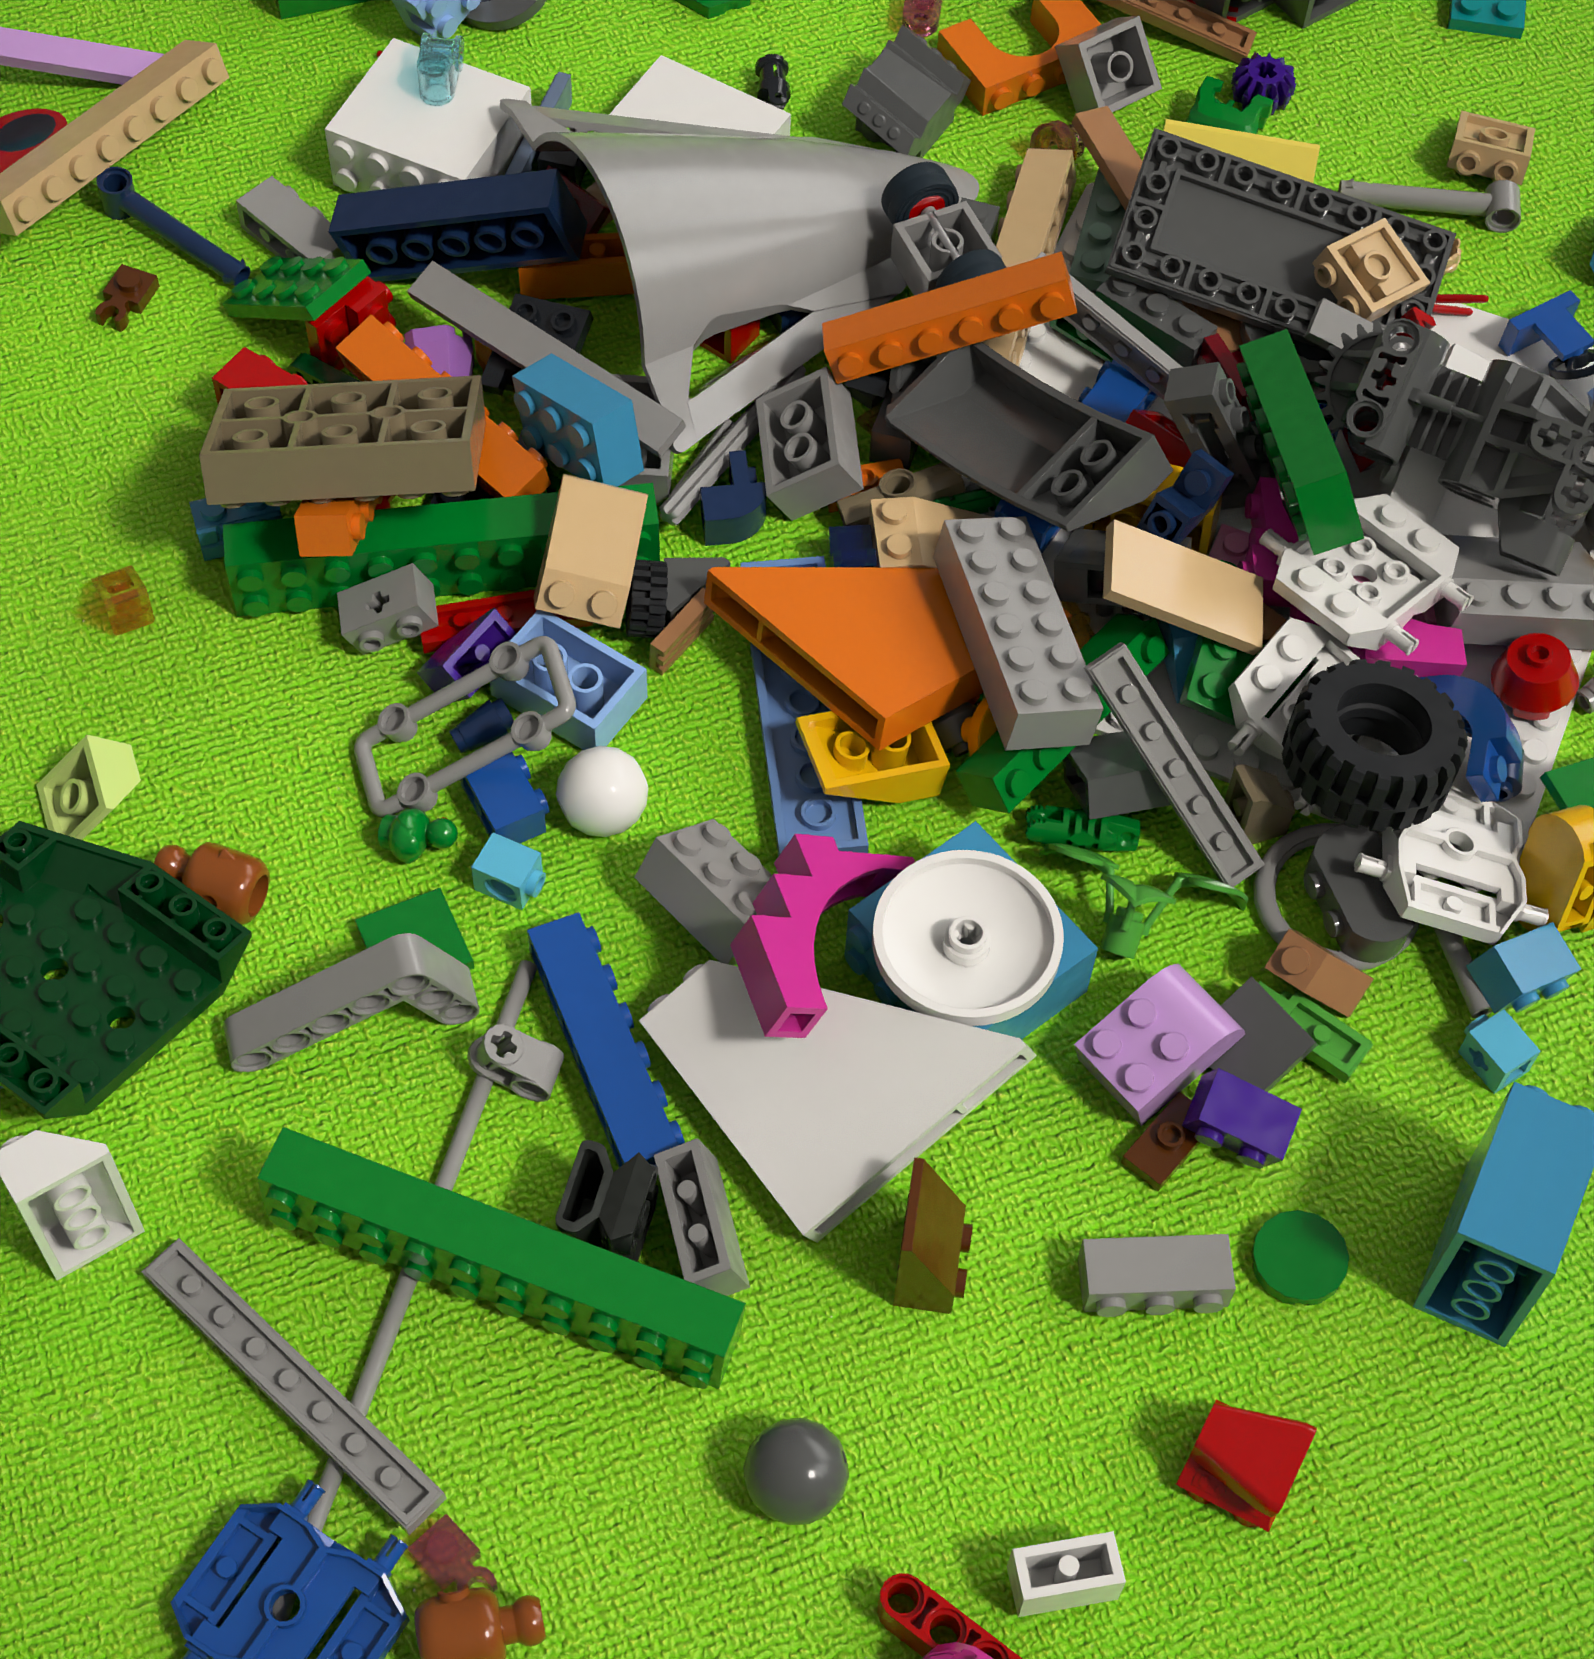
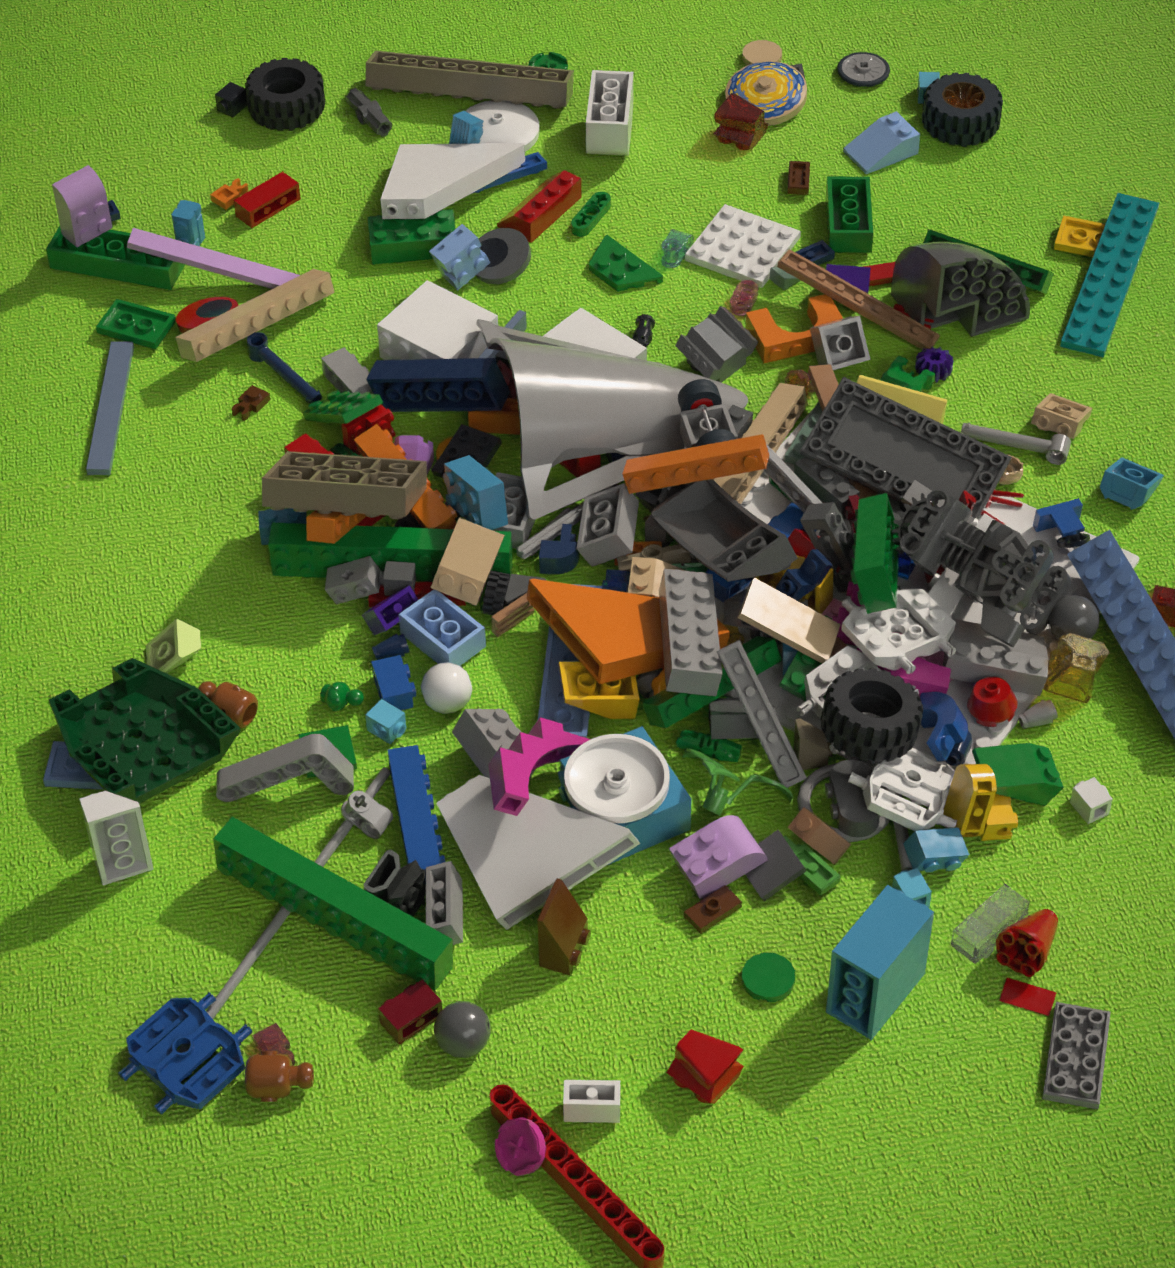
camera: 15 degrees right, 10 degrees down
(124, 600) = (213, 558): clear orange slope -> none
(295, 1386) = (212, 950): light grey tile -> none
(439, 68) = (447, 298): clear light blue piece -> none
(467, 594) = (397, 577): none -> dark grey brick
(526, 344) = (455, 447): light grey tile -> none
(527, 731) = (411, 647): light grey bar -> none
(688, 1445) = (410, 1011): none -> dark red brick
(1156, 1274) = (684, 970): light grey brick -> none
(1241, 1119) = (752, 900): dark purple brick -> none
(1370, 271) = (951, 469): tan plate -> none

